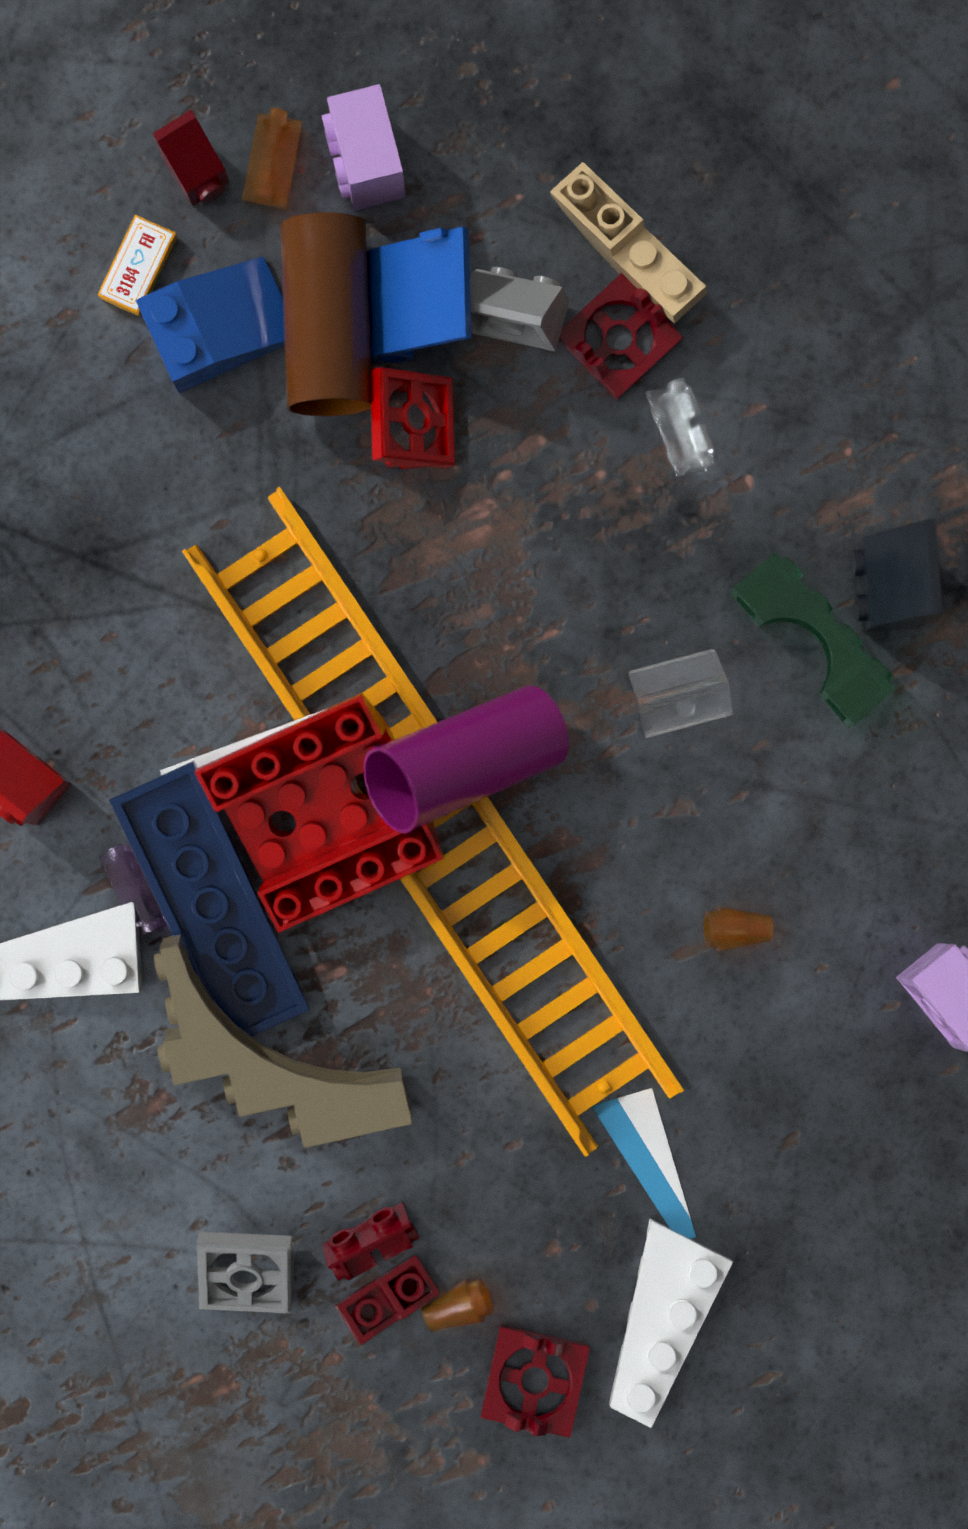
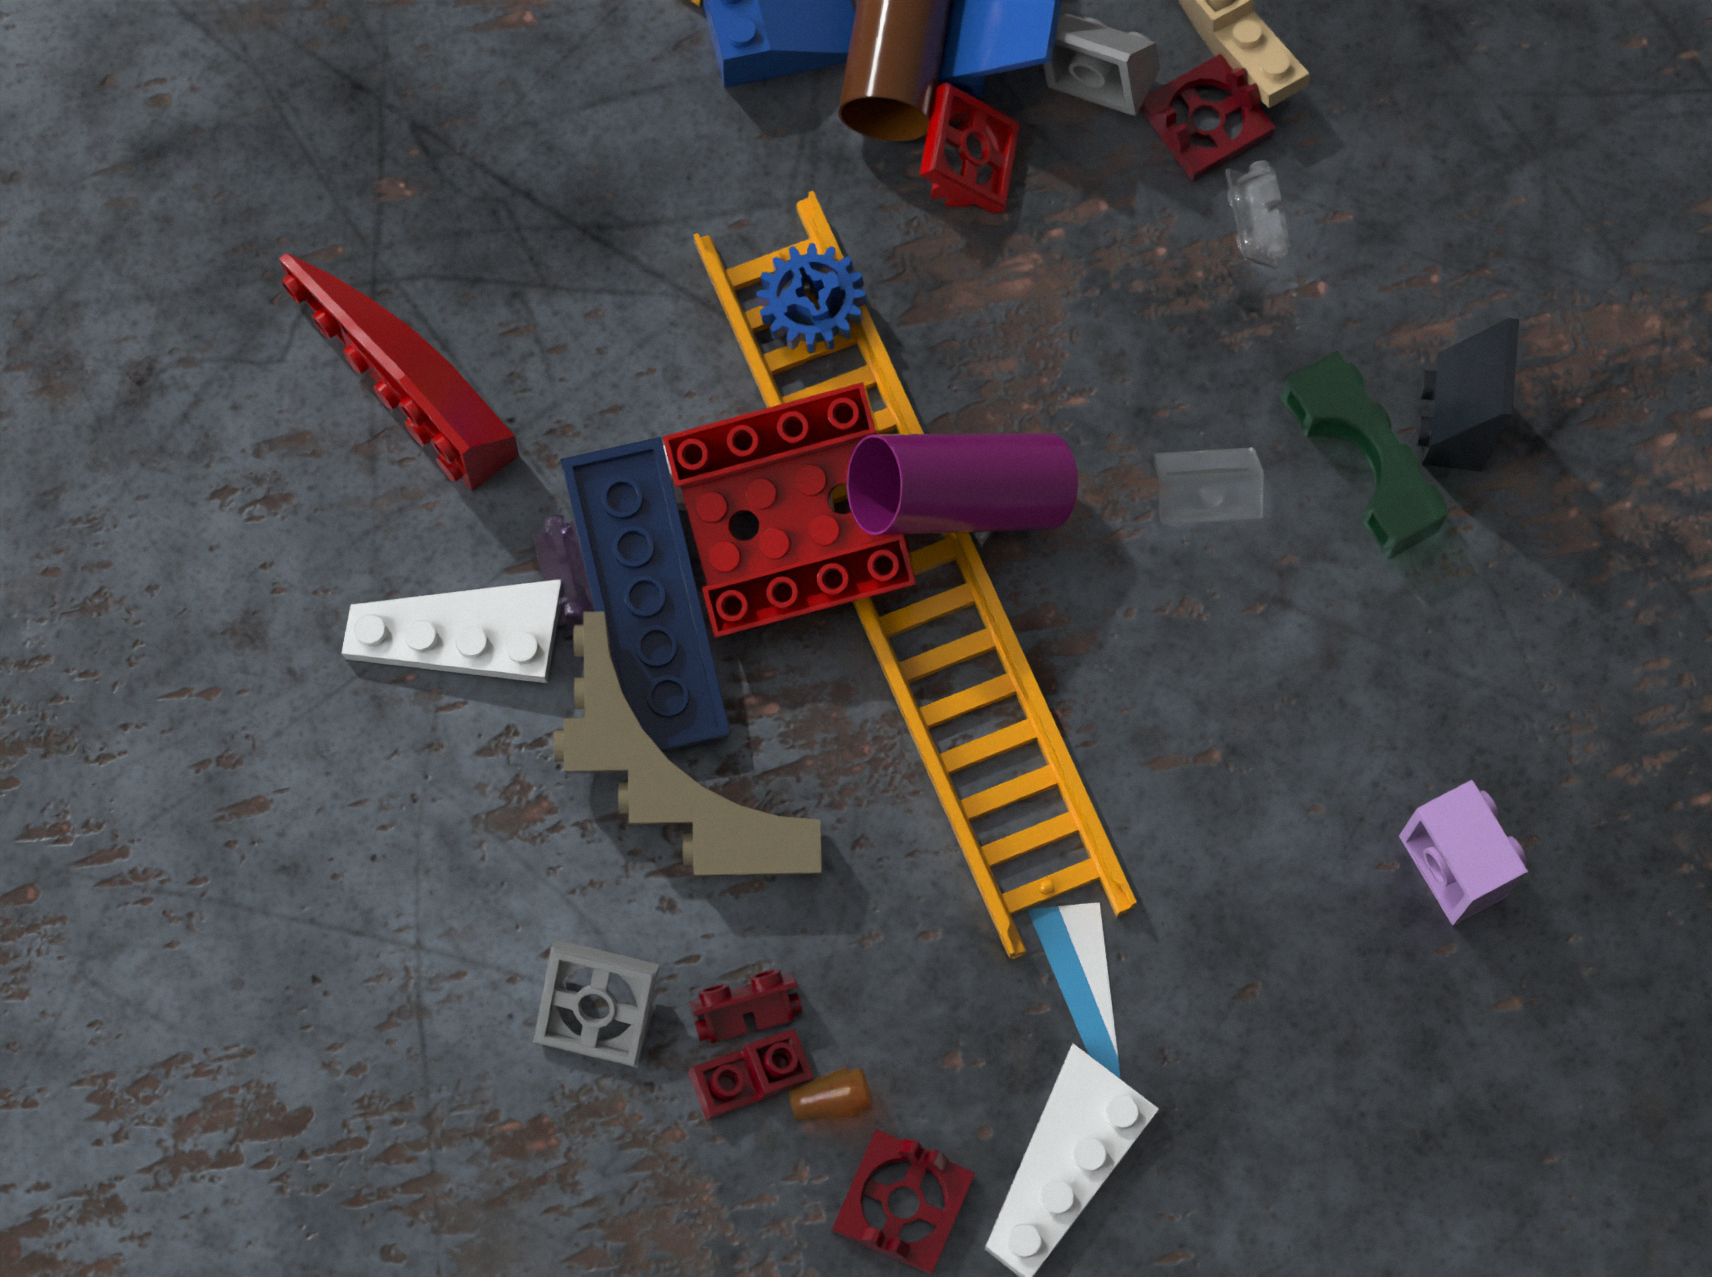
camera: 10 degrees right, 15 degrees down
(281, 605) = (827, 288): none -> blue gear
(735, 928) = (1226, 741): clear orange cone -> none

